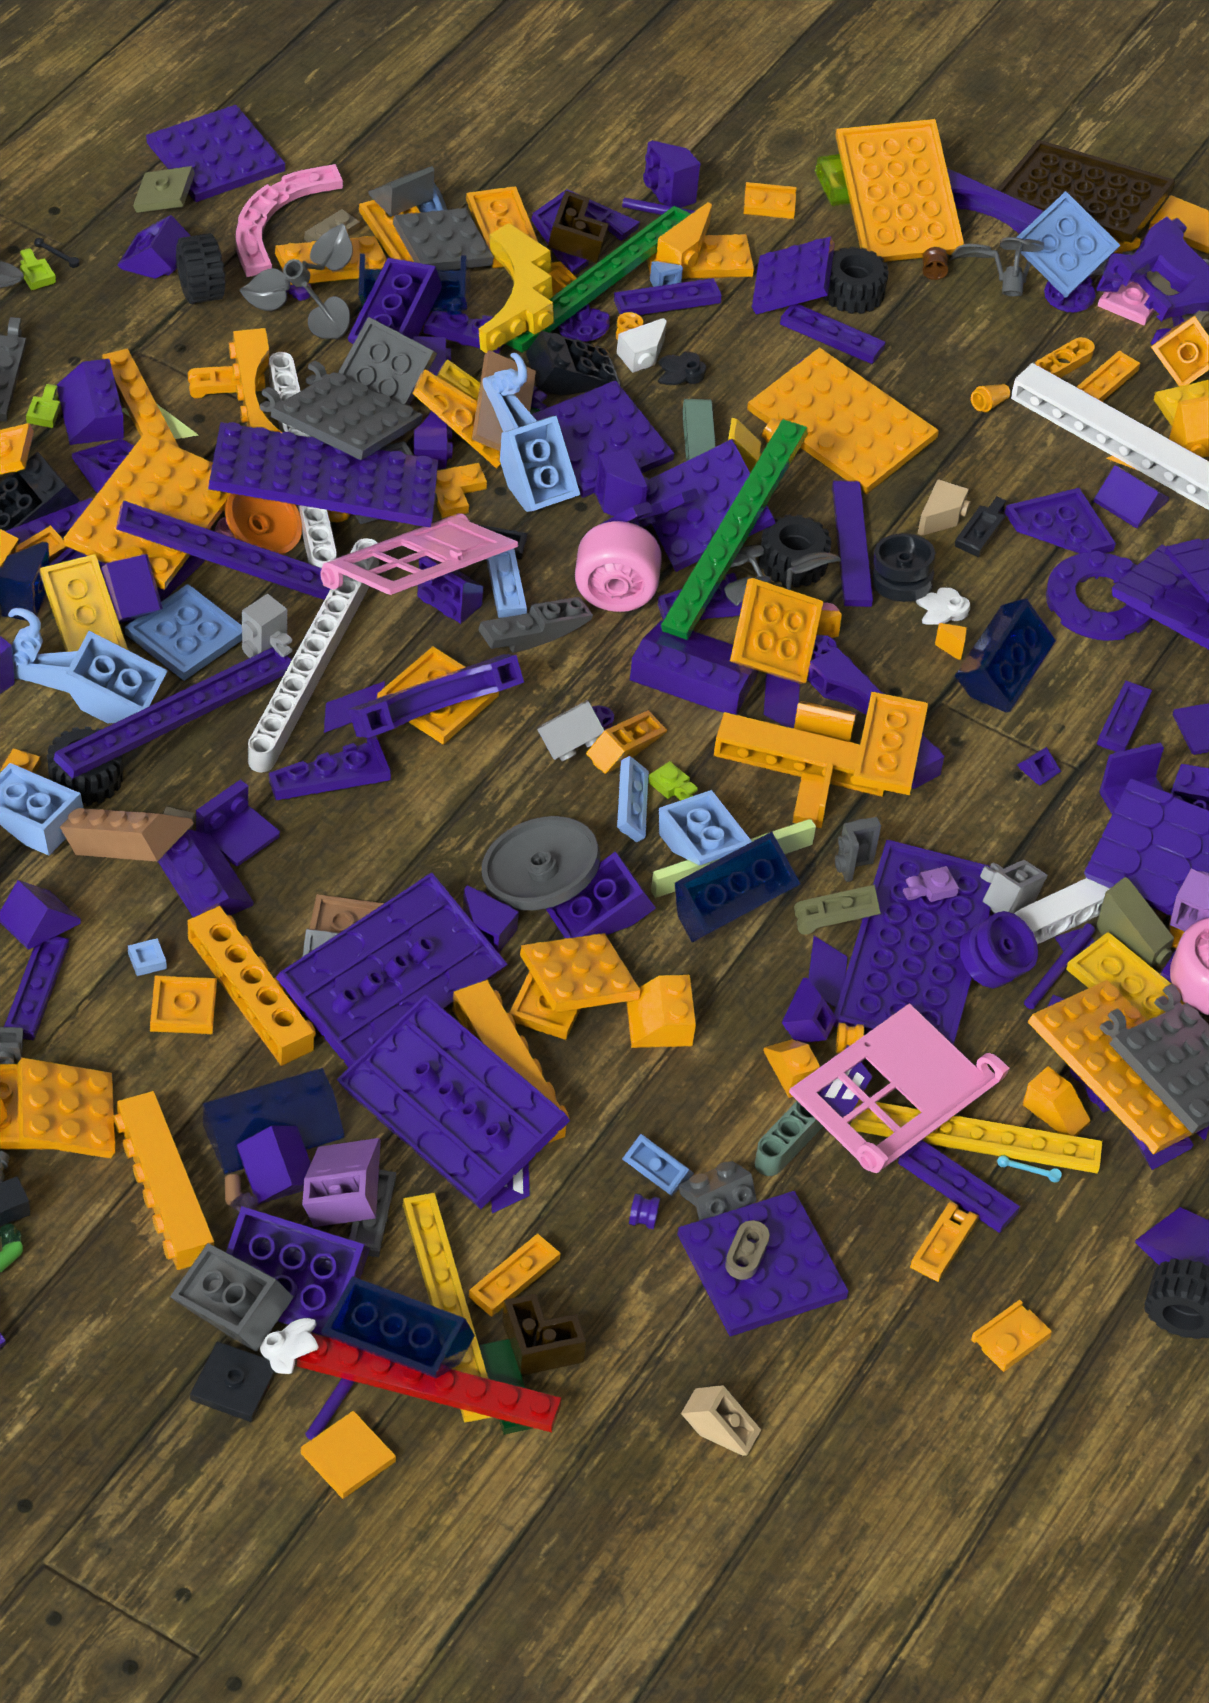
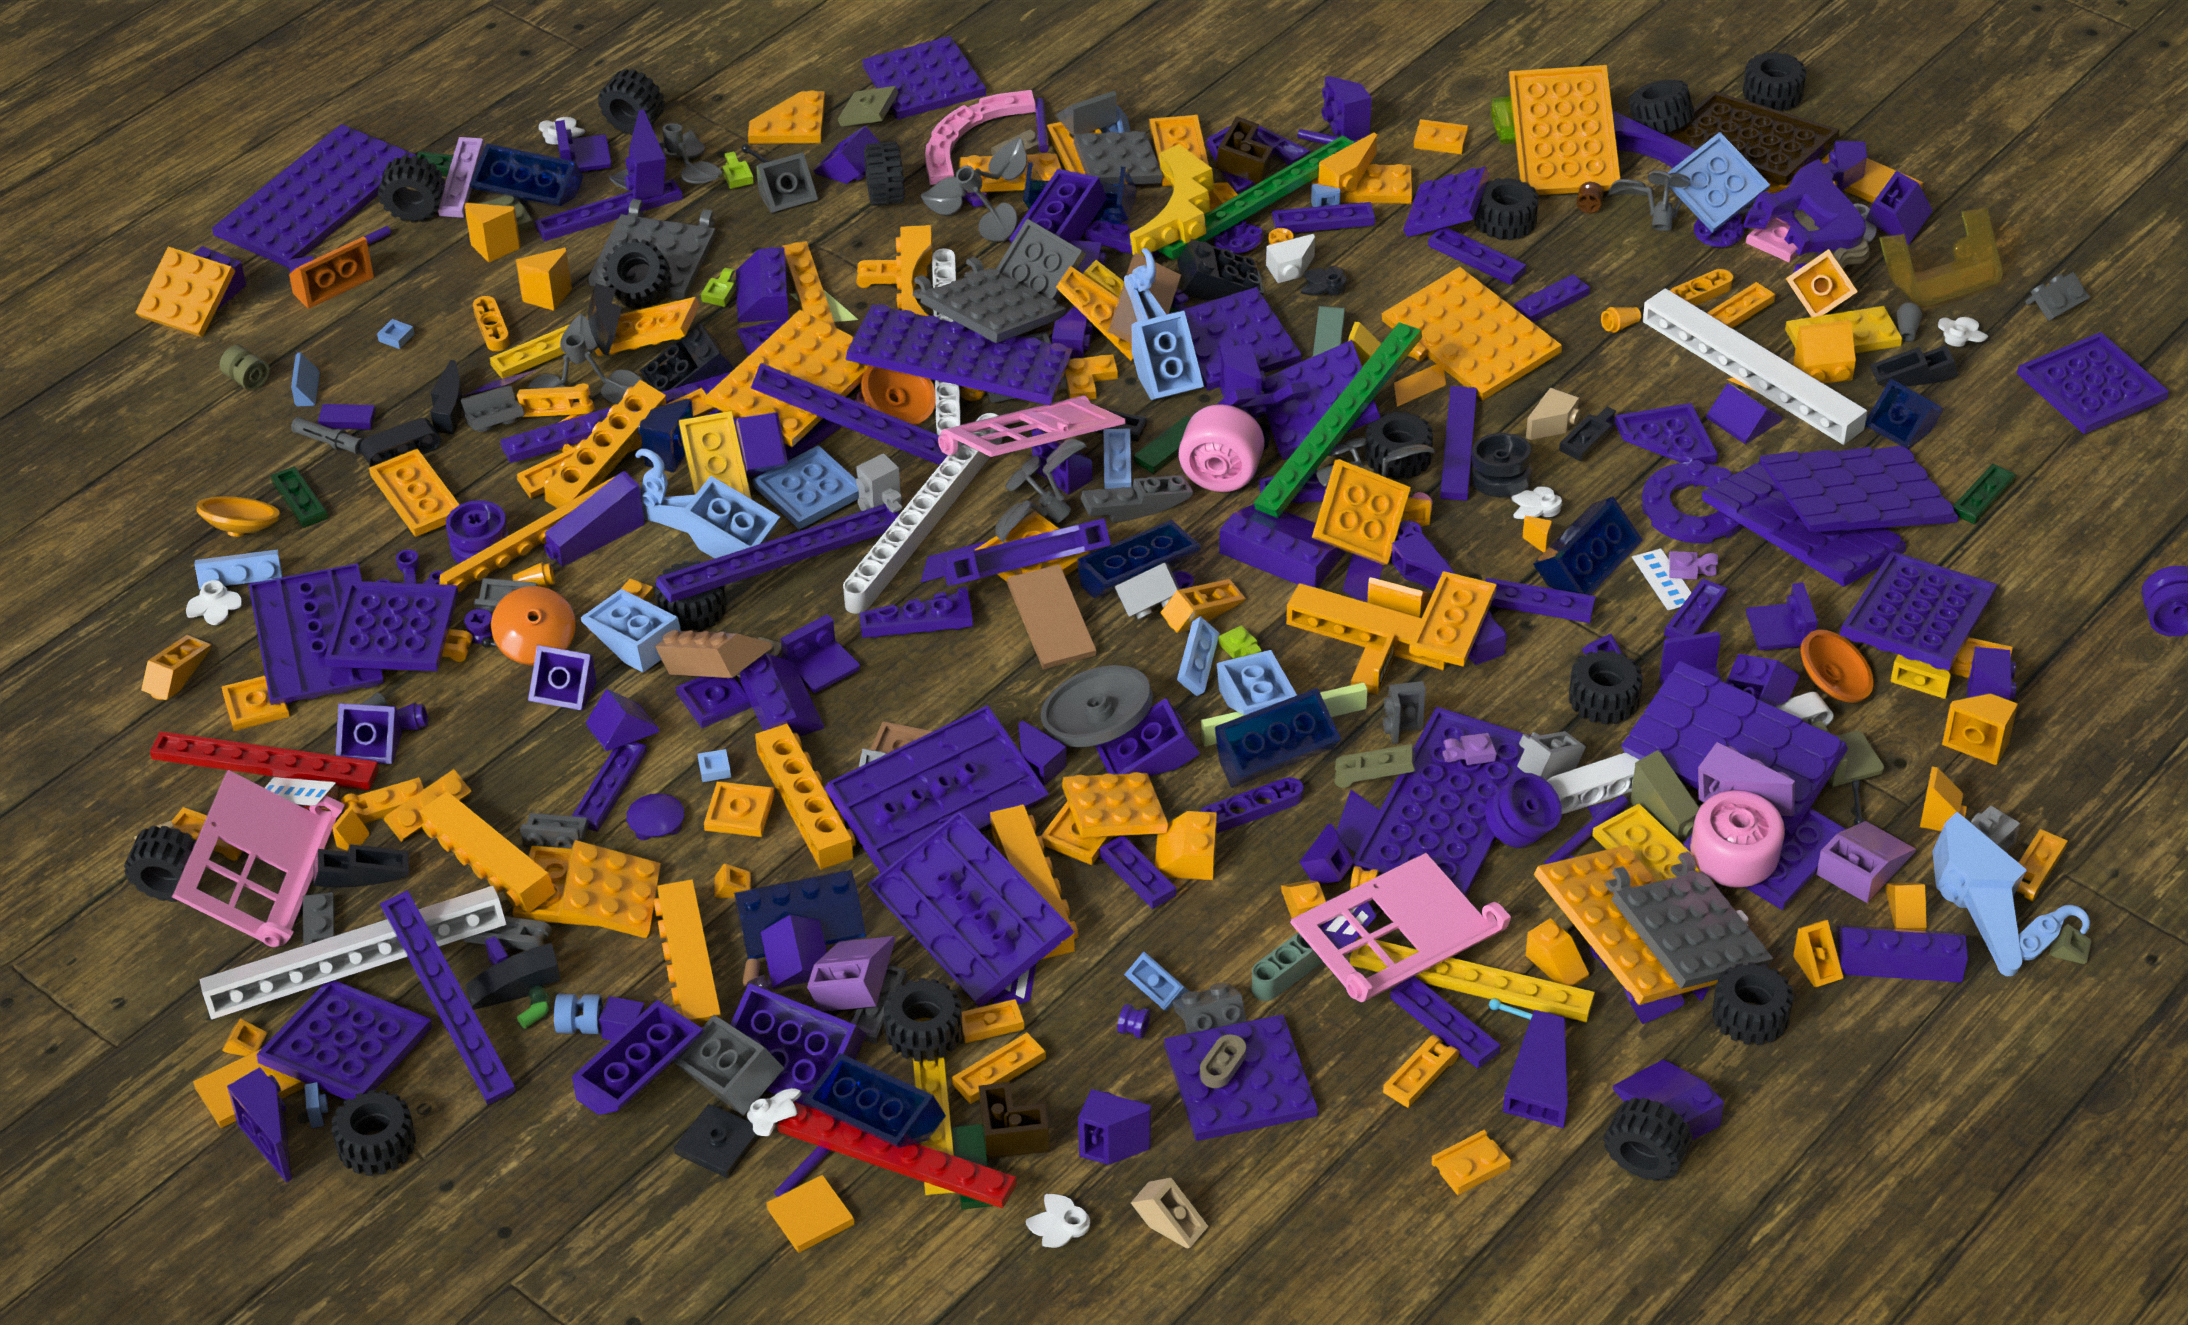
camera: 15 degrees right, 5 degrees down
(47, 1252) = (568, 1017): none -> medium blue wheel
(82, 209) = (791, 121): none -> light orange plate
(93, 283) = (785, 183): none -> dark grey slope
(94, 1019) = (655, 816): none -> dark purple dish
(108, 1255) = (618, 1015): none -> dark purple brick
(129, 881) = (713, 699): none -> dark purple tile
(133, 1301) = (634, 1058): none -> dark purple slope
(191, 1088) = (731, 880): none -> light orange slope
(354, 205) = (1041, 125): none -> dark purple bar
(431, 1252) = (919, 1001): none -> black tyre
(448, 637) = (1051, 503): none -> dark grey plant
(472, 764) = (1051, 616): none -> medium nougat tile
(495, 1223) = (991, 1021): none -> light orange plate
(550, 694) = (1133, 556): none -> clear blue slope
(553, 563) = (1163, 448): none -> dark green tile
(605, 1437) = (1057, 1222): none -> white plate
(616, 1044) = (1137, 871): none -> dark purple plate
(650, 1333) = (1113, 1127): none -> dark purple slope
(721, 965) = (1282, 793): none -> dark purple beam
(800, 479) = (1419, 384): none -> light orange sticker
(917, 377) = (1552, 298): none -> dark purple plate
(972, 714) = (1543, 600): none -> dark purple plate
(992, 158) = (1662, 105): none -> black tyre
(1046, 822) = (1605, 687): none -> black tyre
(1065, 1234) = (1539, 1075): none -> dark purple slope
(1084, 681) = (1655, 568): none -> white sticker
(1097, 126) = (1774, 80): none -> black tyre
(1106, 667) = (1687, 565): none -> medium lavender plate
(1190, 210) = (1850, 160): none -> dark purple slope

